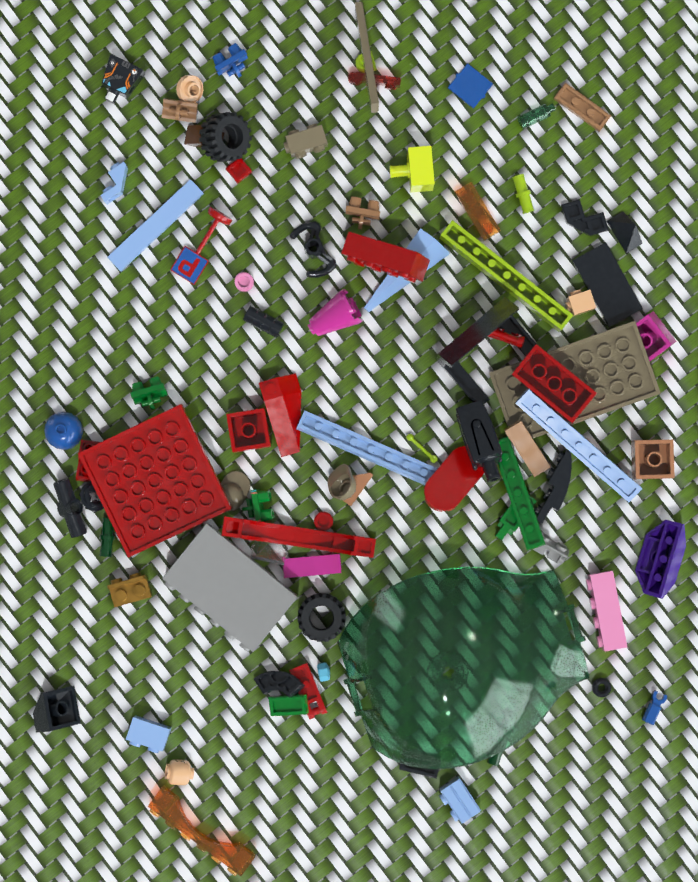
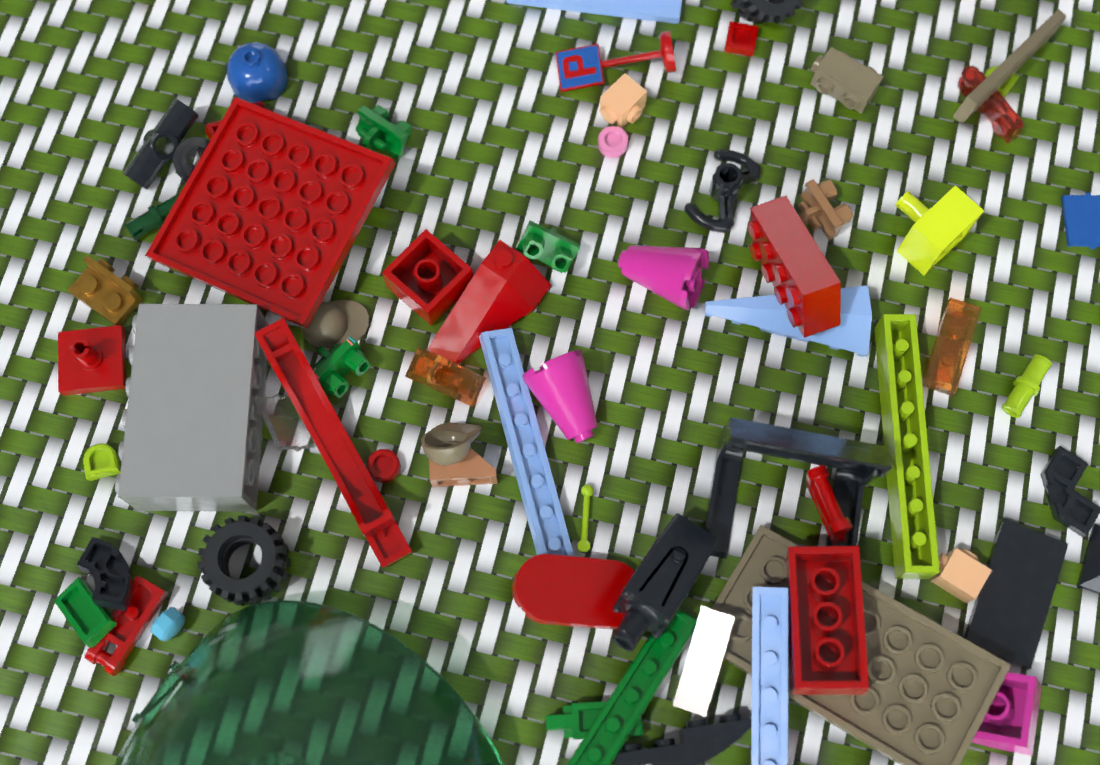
camera: 55 degrees right, 15 degrees down
(160, 620) = (92, 360): none -> red tile
(217, 650) = (101, 462): none -> lime tile
(228, 261) = (623, 102): none -> light nougat brick
(263, 321) = (583, 196): black axle -> none
(278, 360) = (548, 246): none -> green hips
(304, 460) = (445, 376): none -> clear orange slope
(312, 566) = (310, 496): dark pink tile -> none
(358, 412) = (565, 394): none -> dark pink cone

